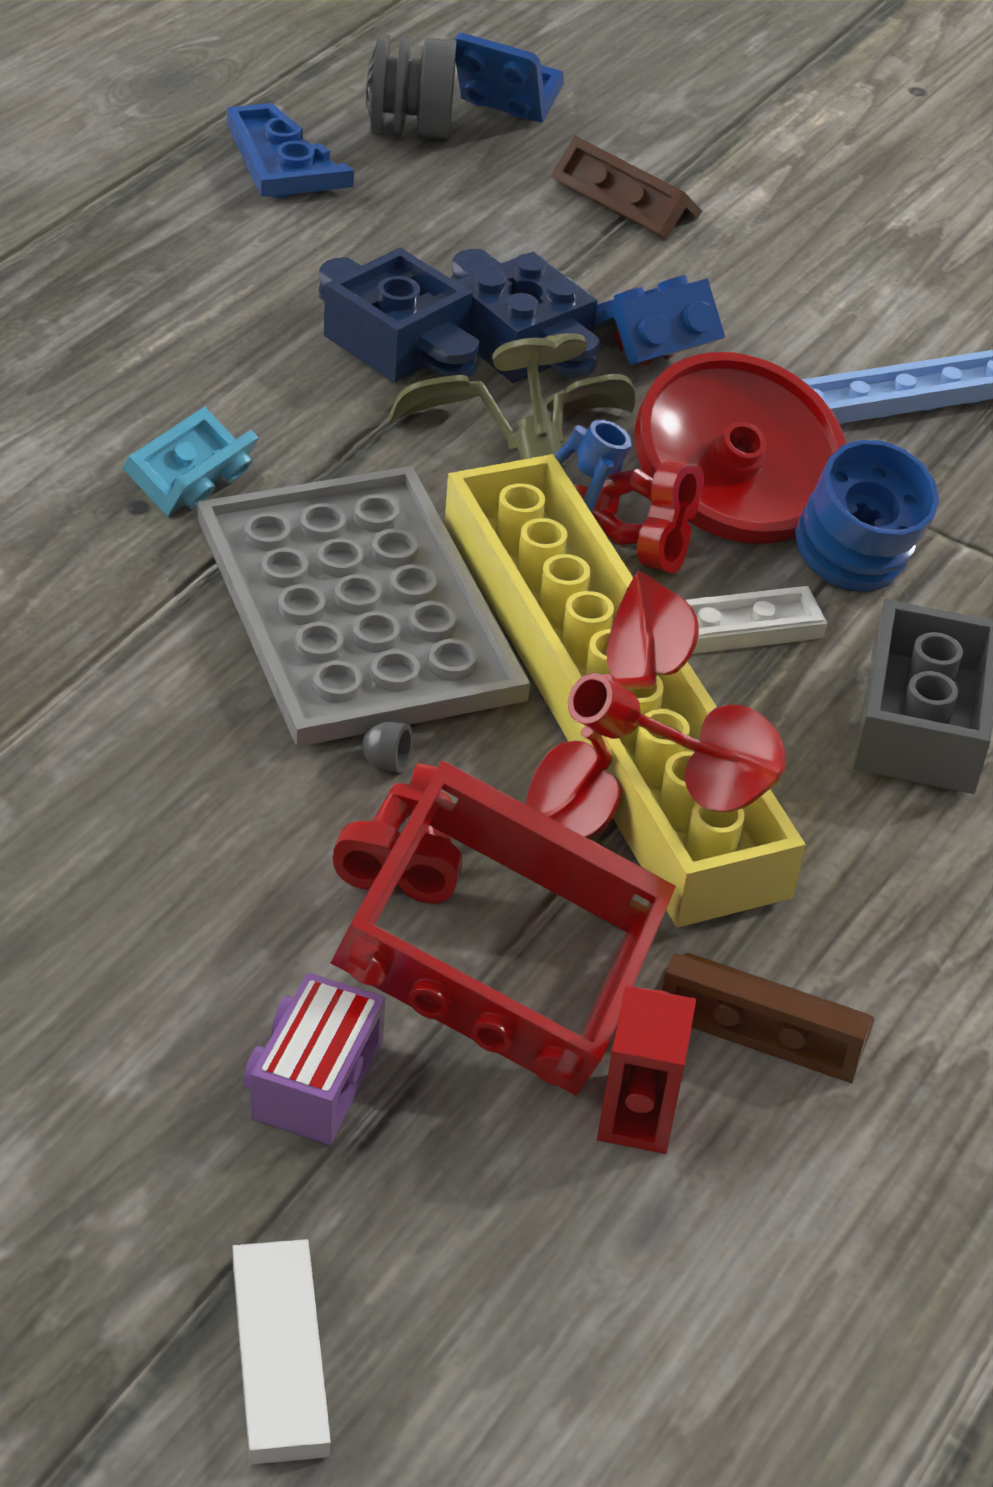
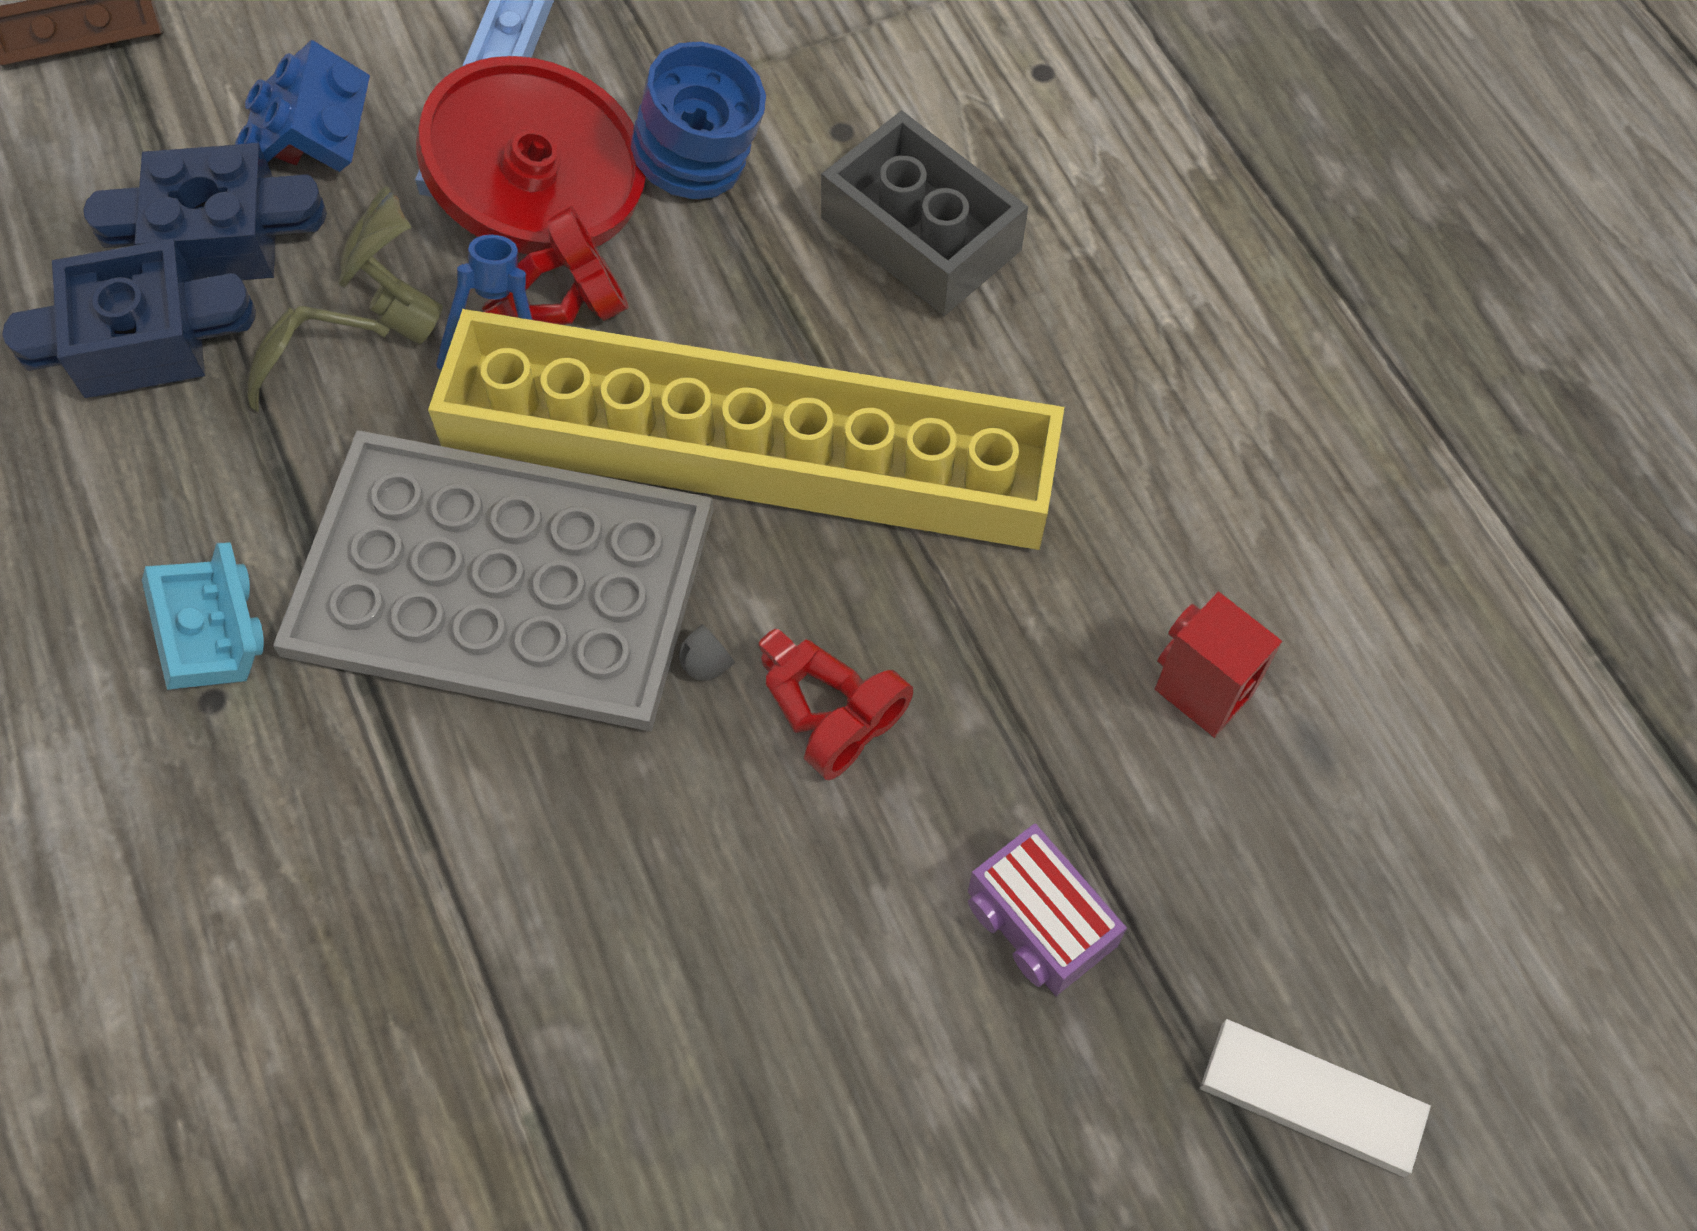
camera: 55 degrees left, 20 degrees up
(544, 854) = (1079, 620): red window -> none
(651, 635) = (862, 542): red plant -> none
(757, 619) = (722, 285): white tile -> none
(771, 1016) = (1164, 538): reddish brown panel -> none

